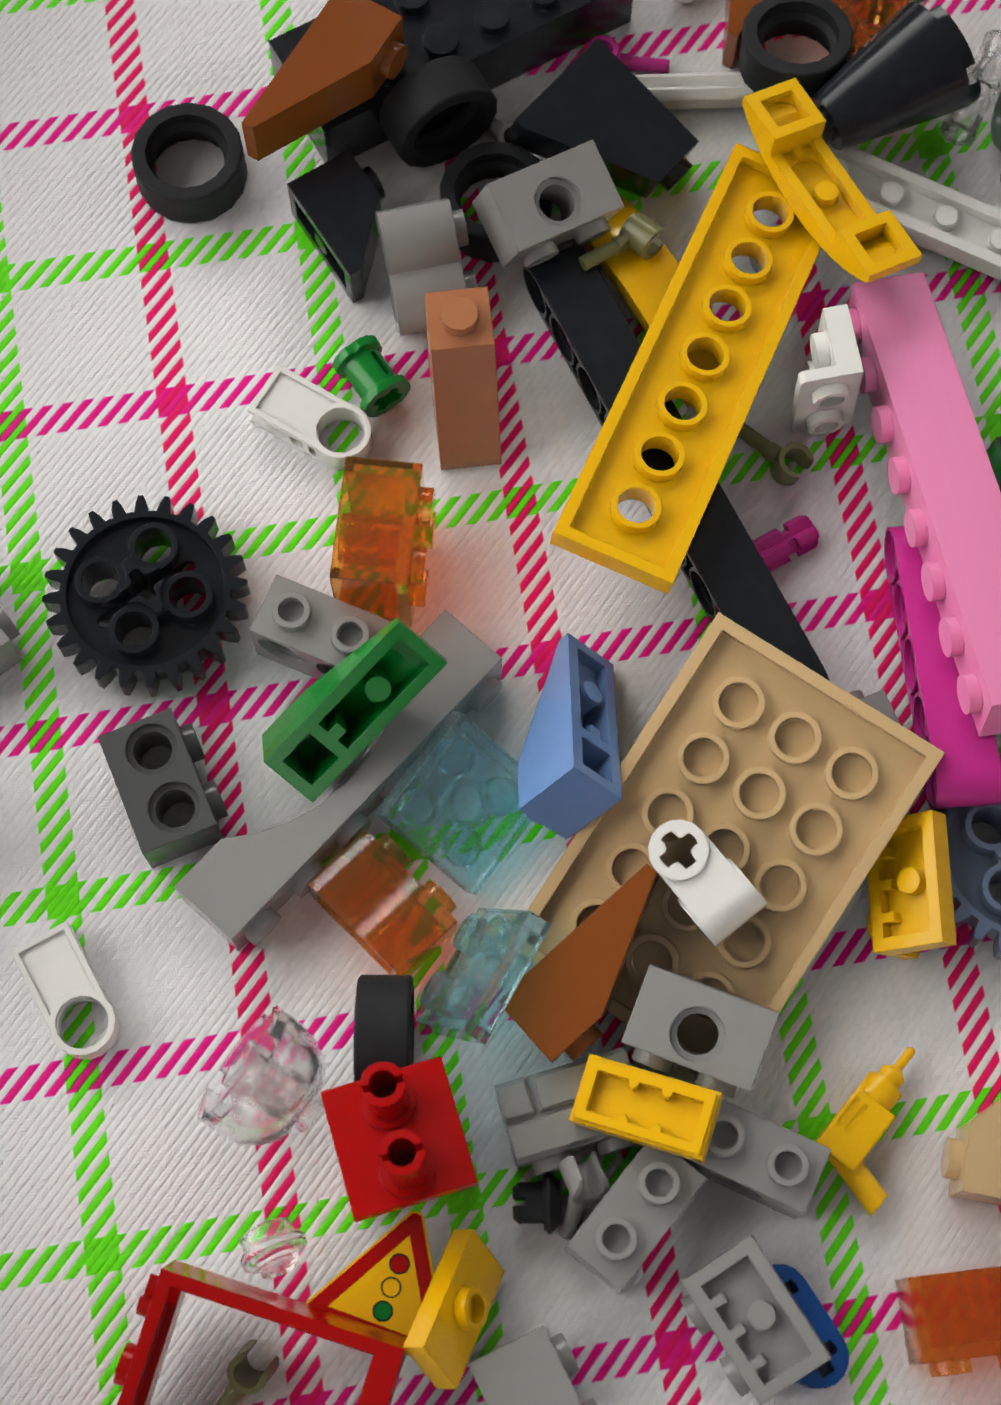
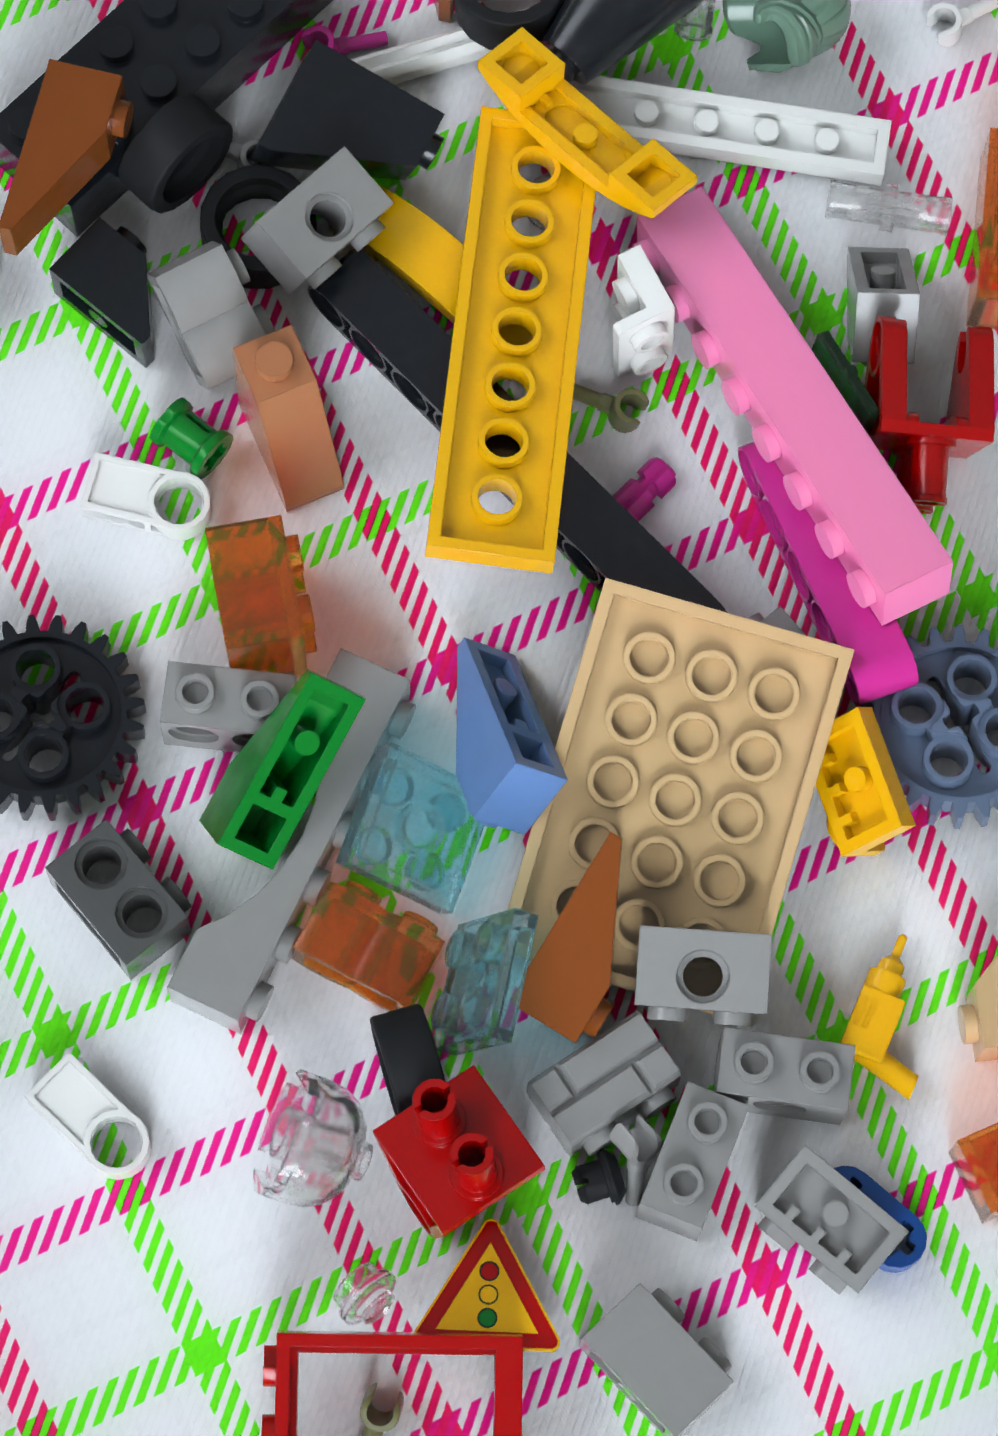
camera: 20 degrees left, 0 degrees up
(454, 1309) = (554, 1293): yellow plate -> none
(637, 233) = (414, 225): olive hand -> none
(646, 1108) = (676, 1058): yellow plate -> none
(711, 888) = (675, 839): white piece -> none

